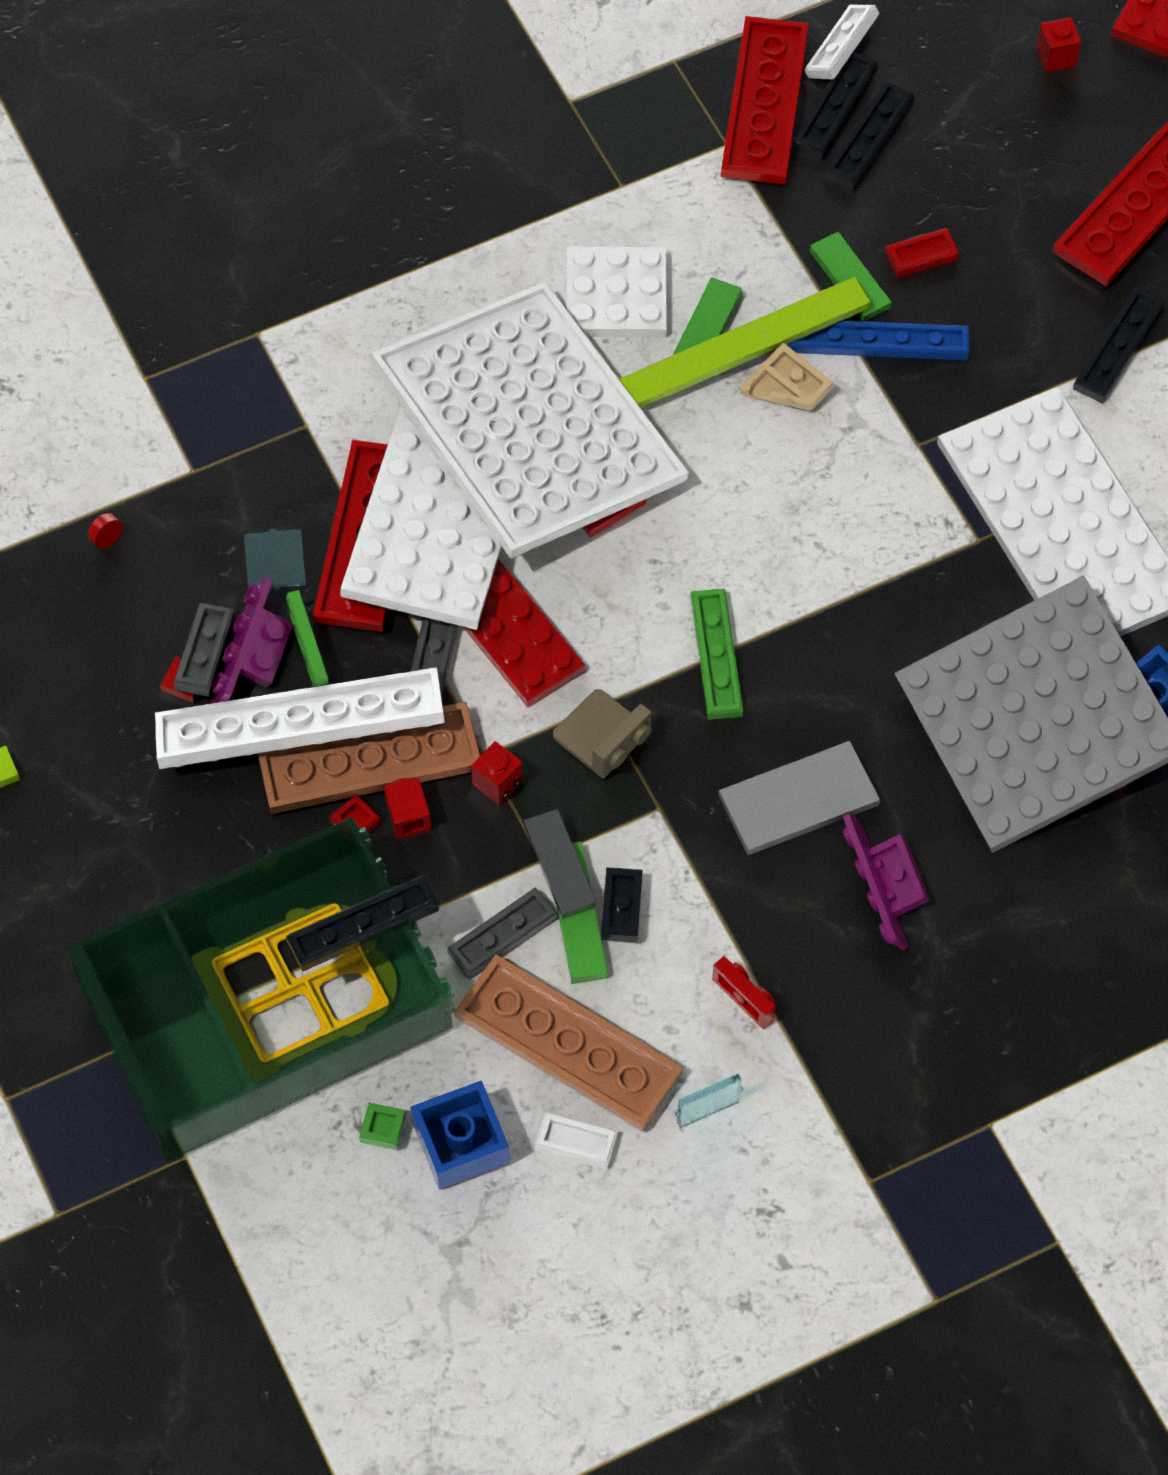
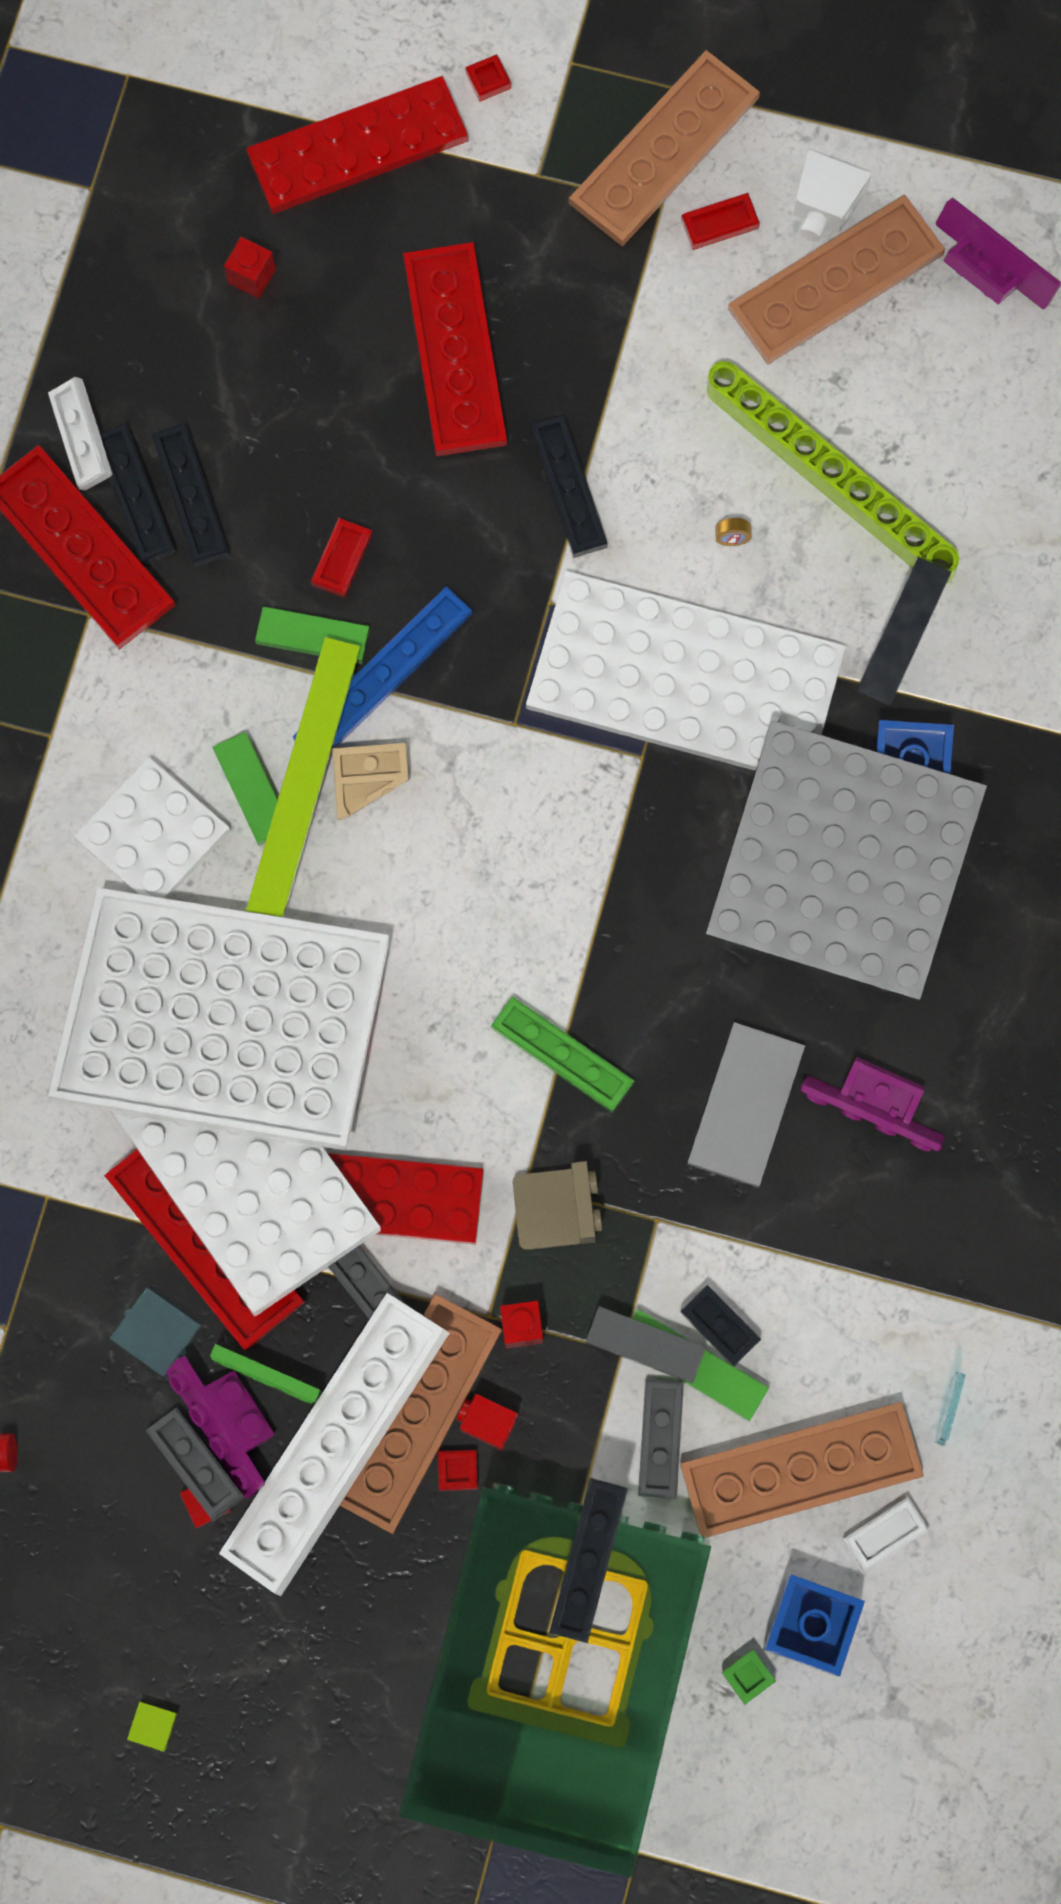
camera: 45 degrees left, 15 degrees up
(736, 984) = (893, 1296): red plate -> none

